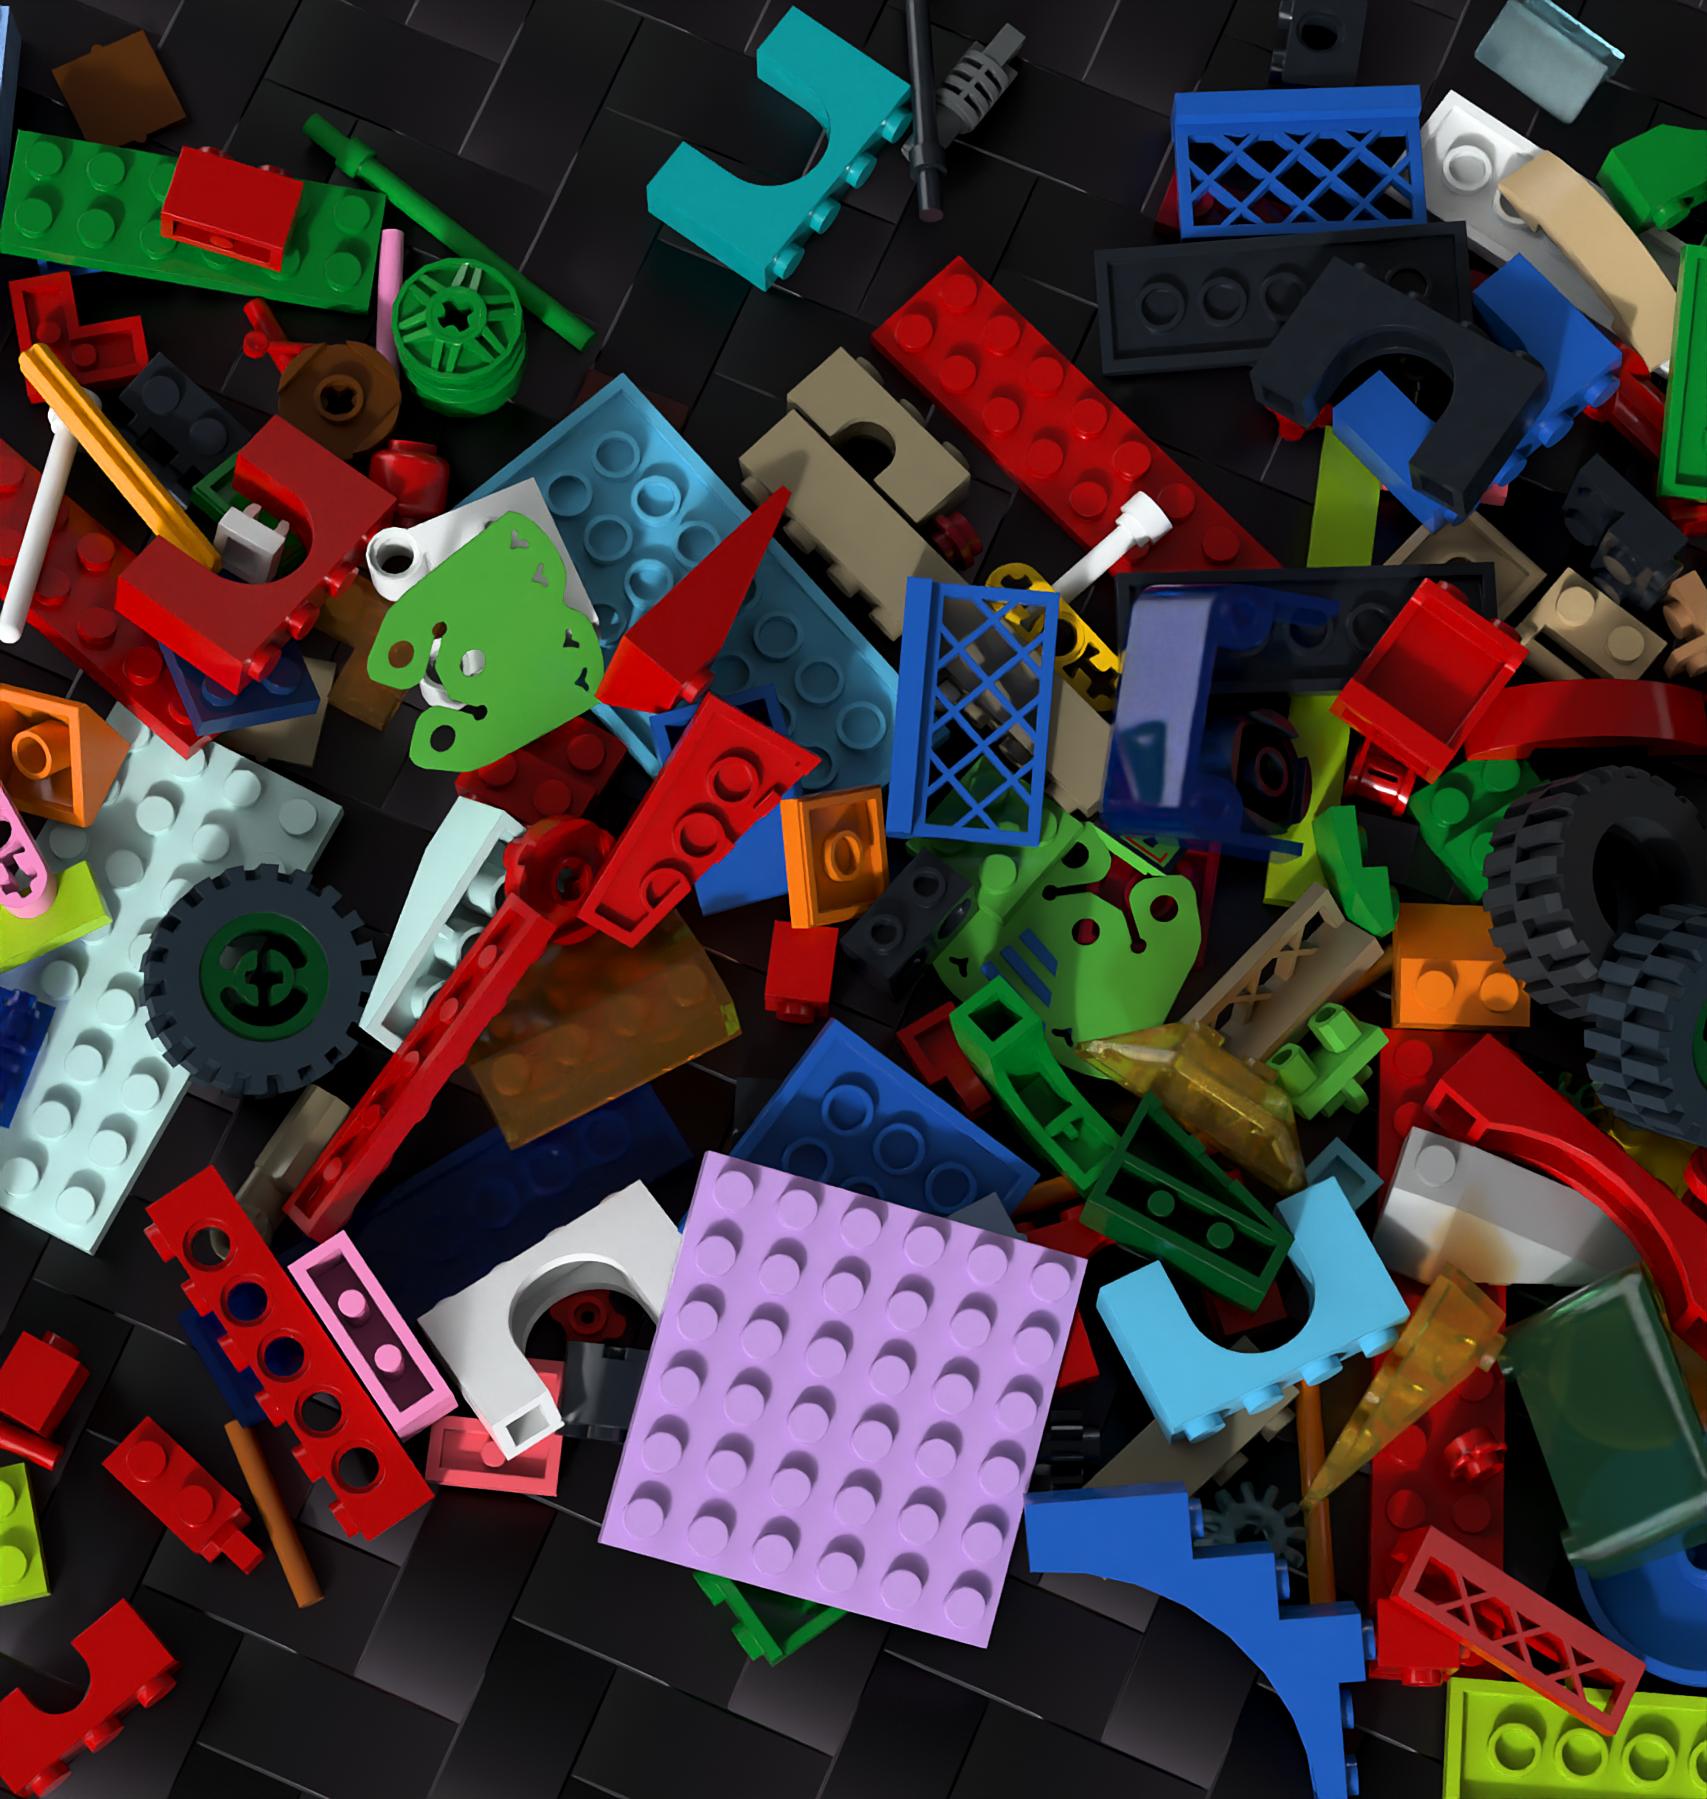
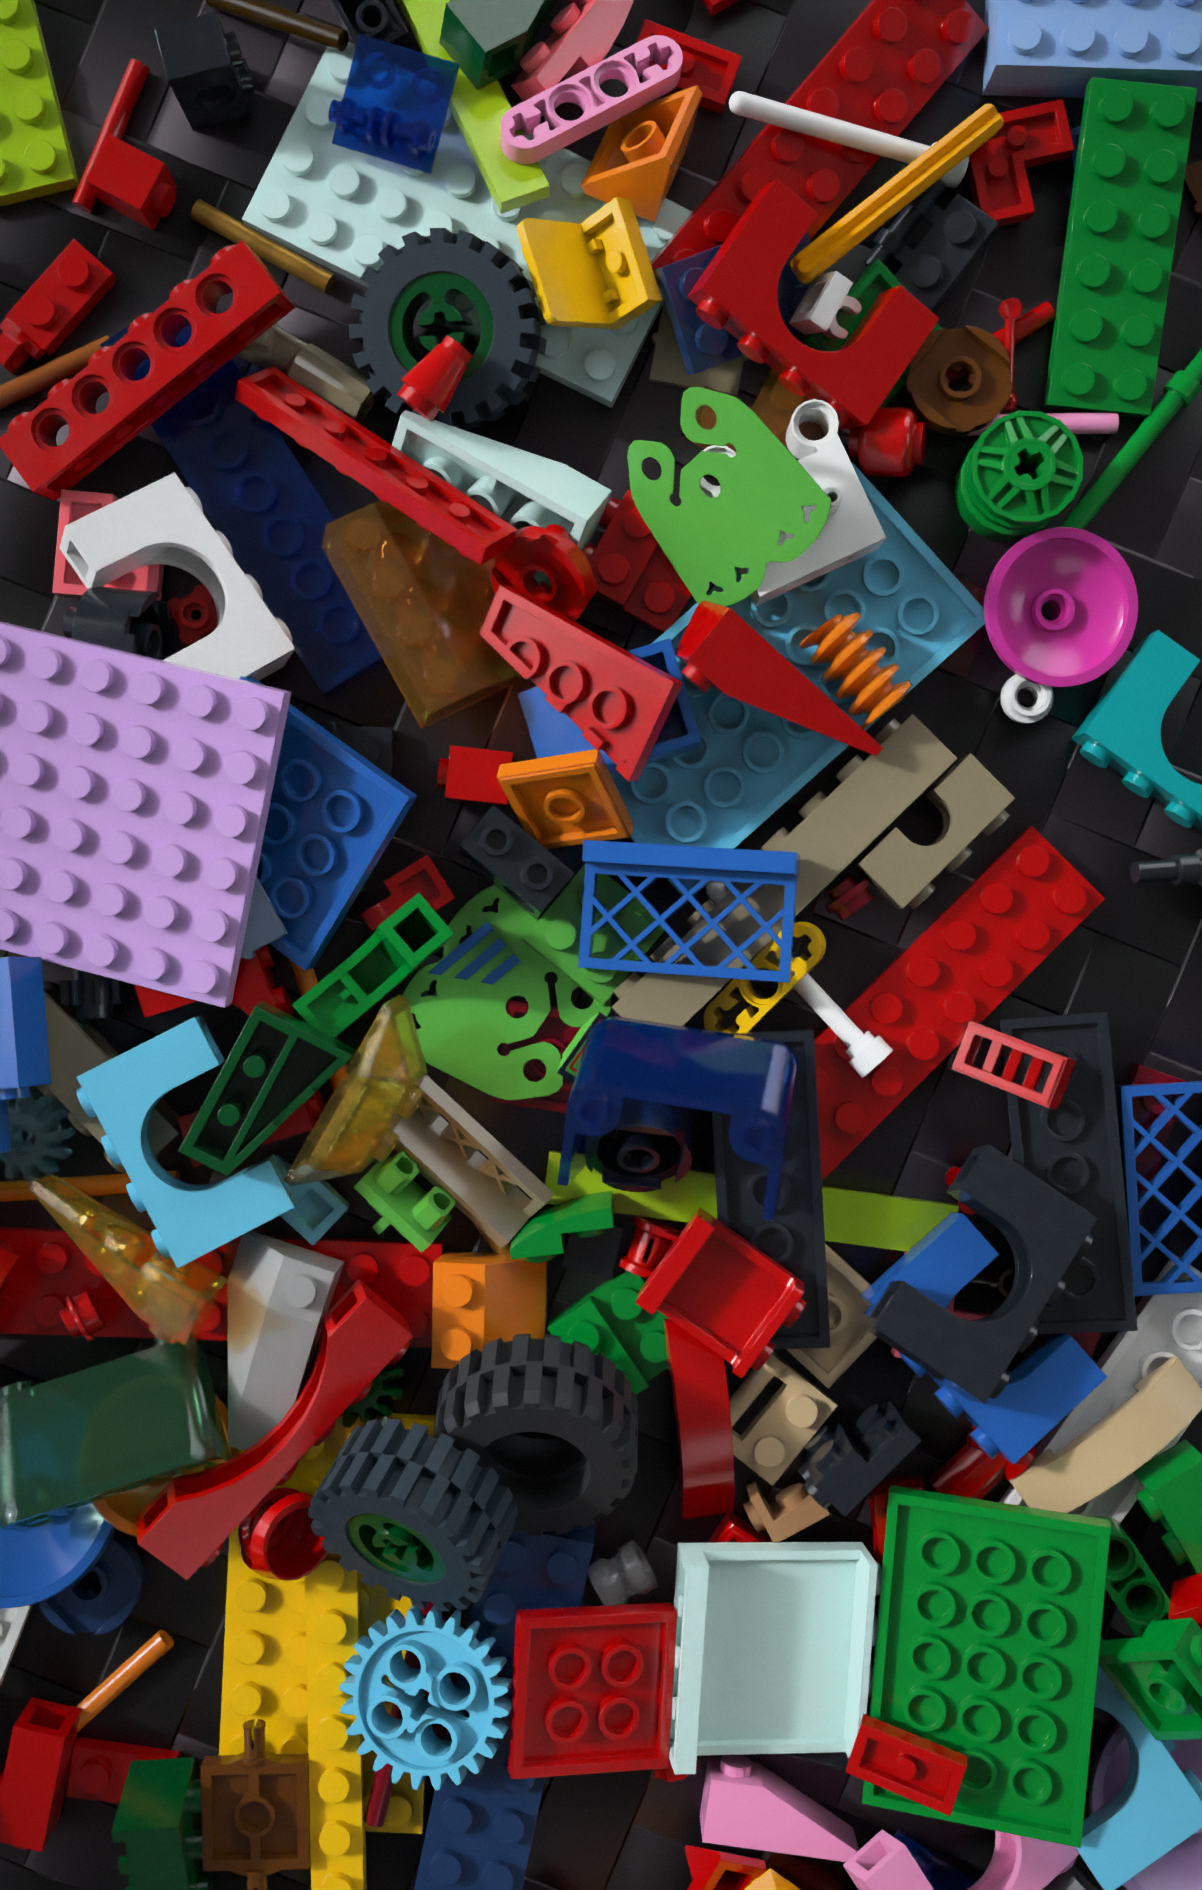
camera: 90 degrees right, 15 degrees up
(121, 1230) = (263, 246): none -> pearl gold bar
(190, 807) = (590, 270): none -> yellow bracket
(232, 207) = (1127, 269): red brick -> none
(327, 981) = (435, 378): none -> red cone
(373, 1336) = (155, 434): bright pink brick -> none
(624, 265) = (1090, 601): none -> dark pink dish
(683, 515) = (856, 667): none -> orange piece
(711, 322) = (1014, 710): none -> white plate
(1177, 307) = (1056, 1082): none -> slope

